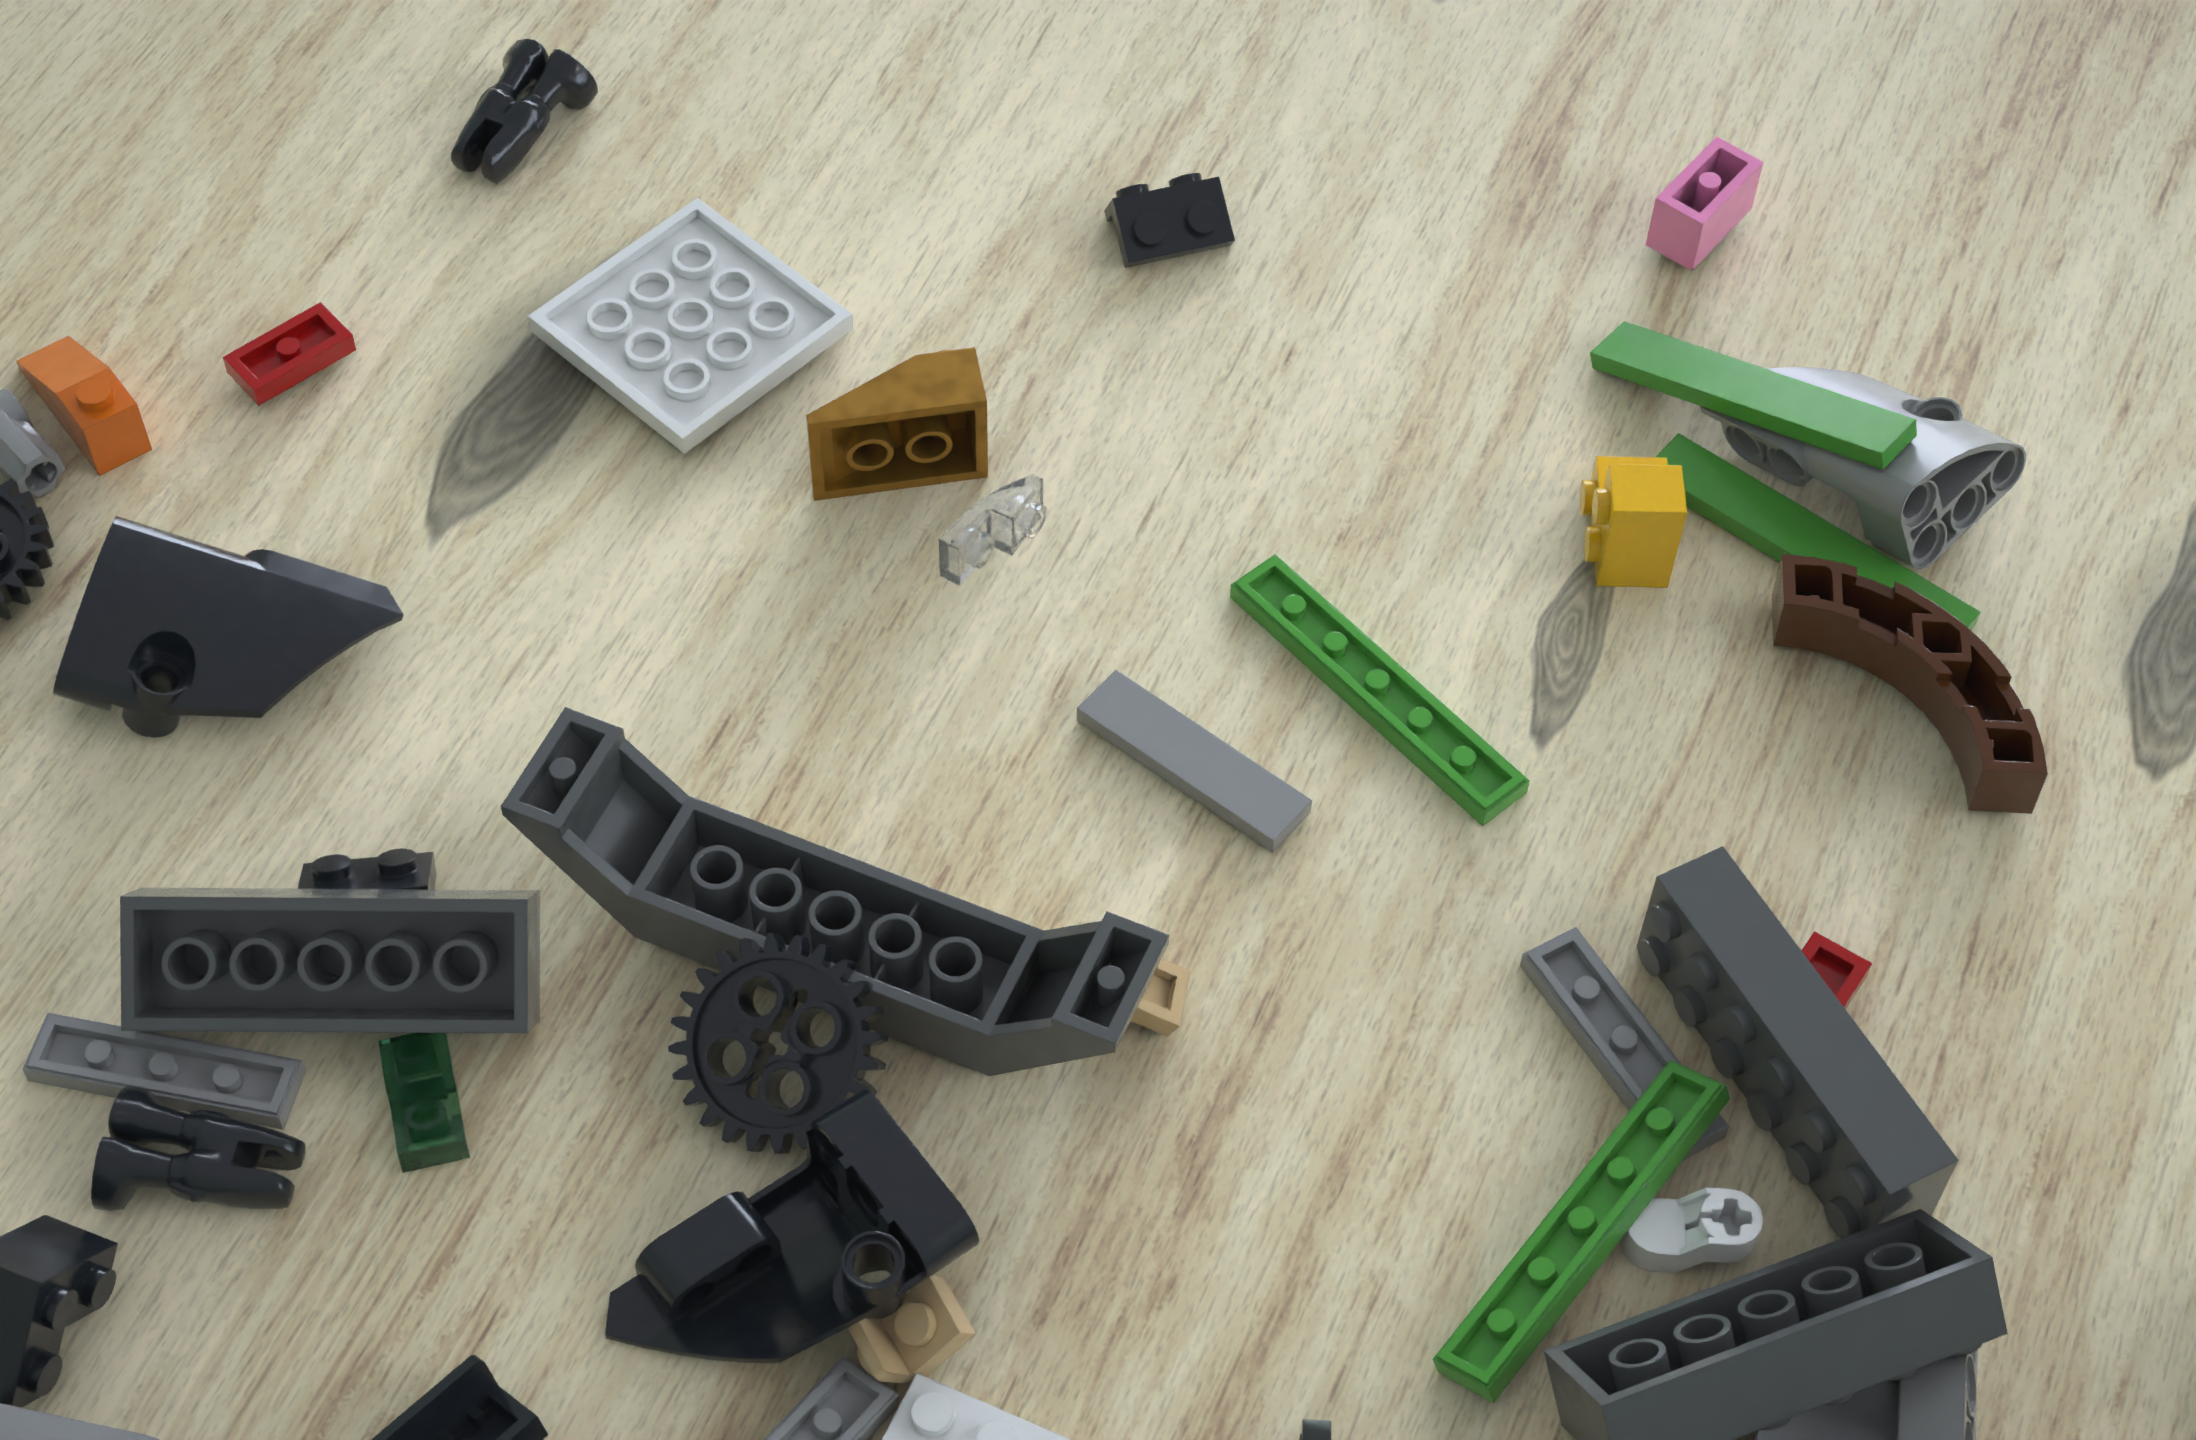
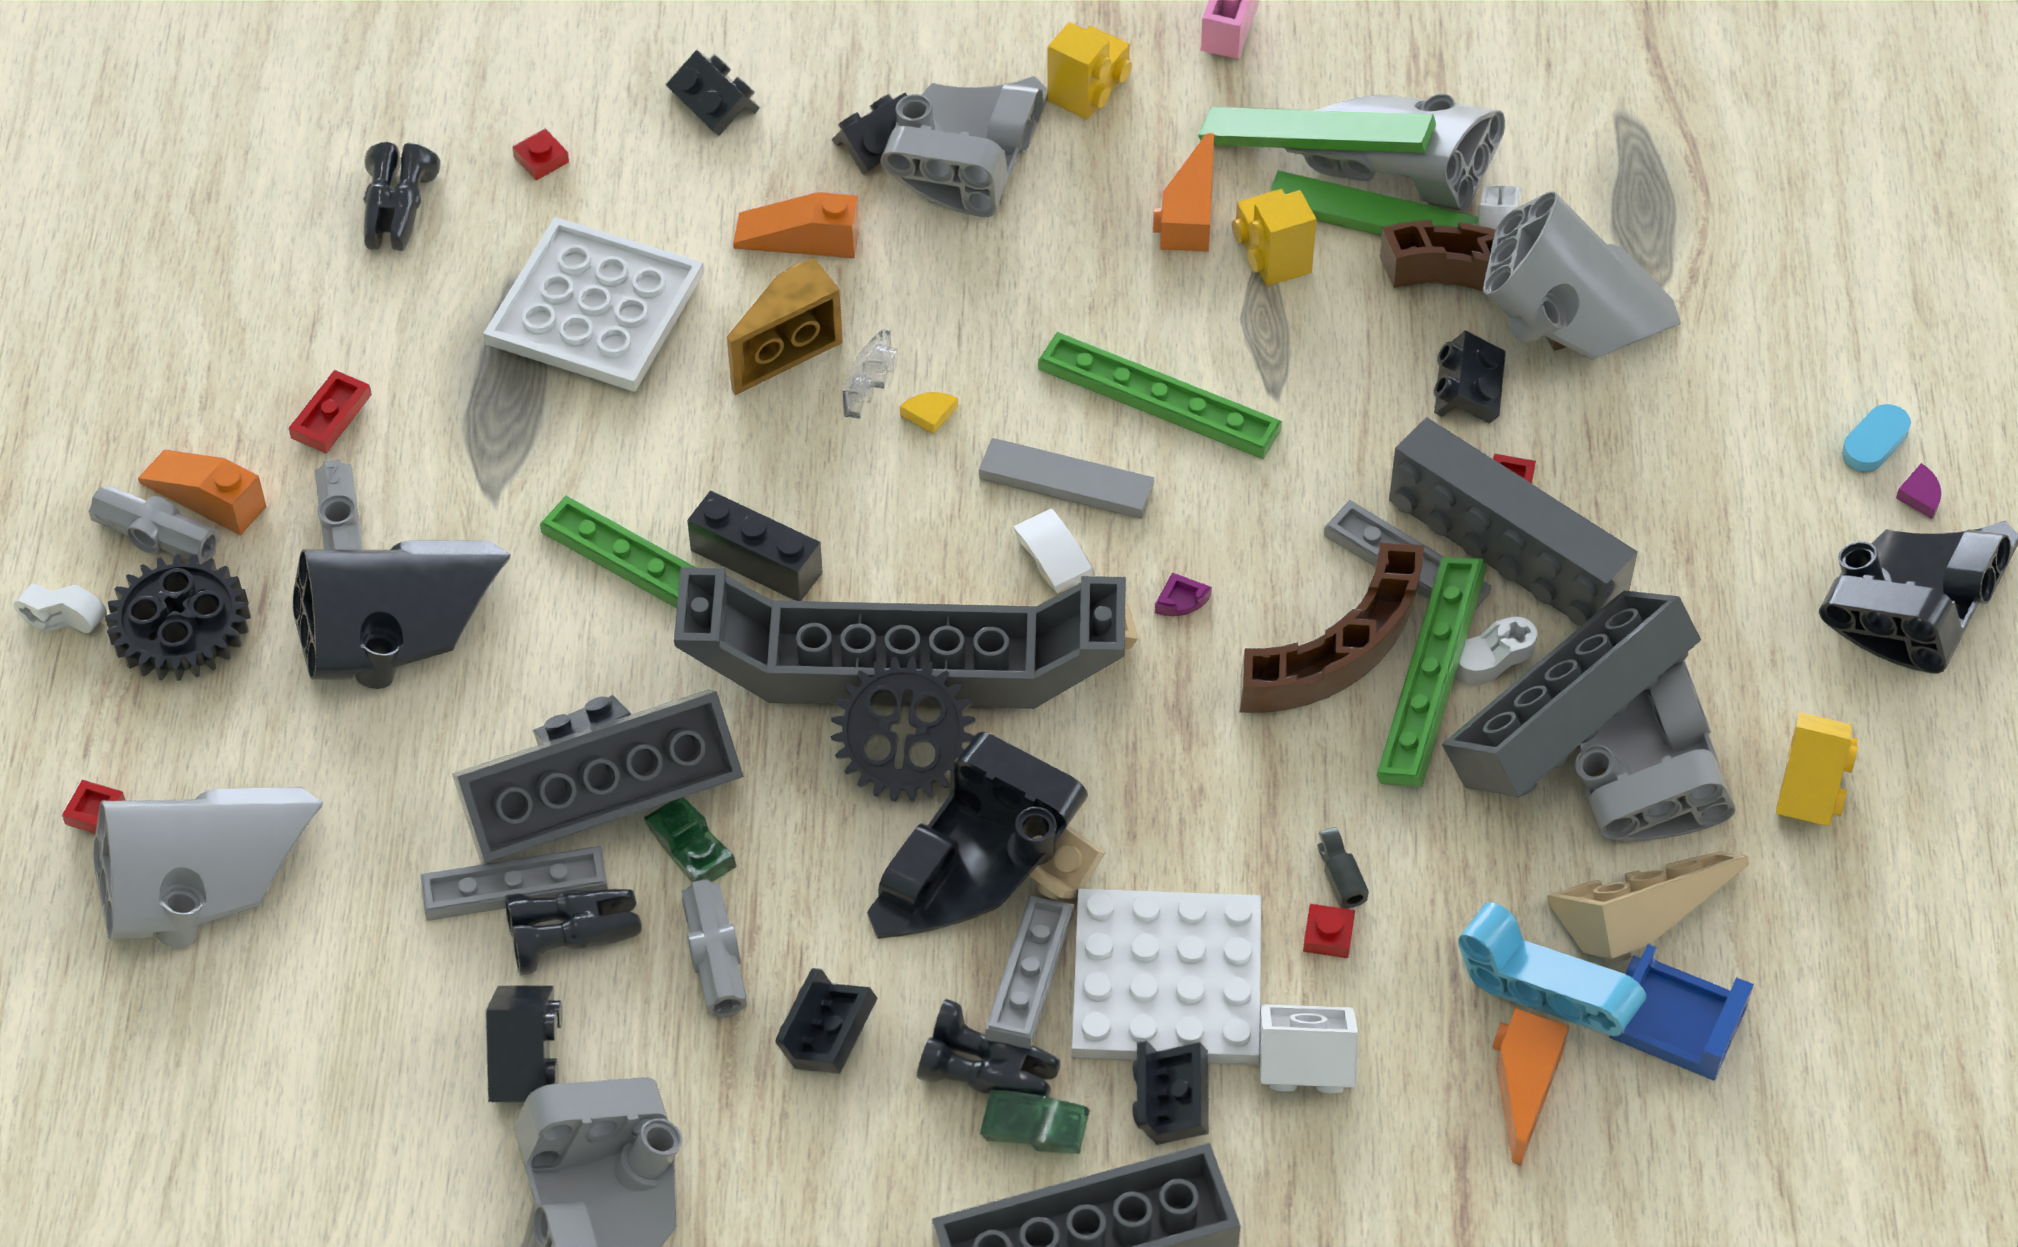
camera: 20 degrees left, 0 degrees up
(223, 482) = (338, 506): none -> light grey piece
(366, 1271) = (714, 948): none -> light grey piece
(556, 657) = (615, 548): none -> bright green tile
(722, 712) = (755, 546): none -> black brick
(729, 117) = (540, 154): none -> red plate
(980, 103) = (710, 92): none -> black bracket
(1010, 308) = (802, 225): none -> orange slope
(1054, 604) = (929, 409): none -> yellow tile
(1122, 857) = (1054, 550): none -> white slope
(1267, 263) = (963, 141): none -> light grey panel
(1274, 985) = (1182, 596): none -> magenta tile
(1465, 1151) = (1347, 651): none -> reddish brown brick
(1473, 217) = (1085, 68): none -> yellow brick
(1534, 436) = (1187, 203): none -> orange slope
(1828, 808) = (1470, 377): none -> black bracket
(1969, 581) = (1497, 203): none -> white piece
(2022, 724) = (1570, 284): none -> light grey panel

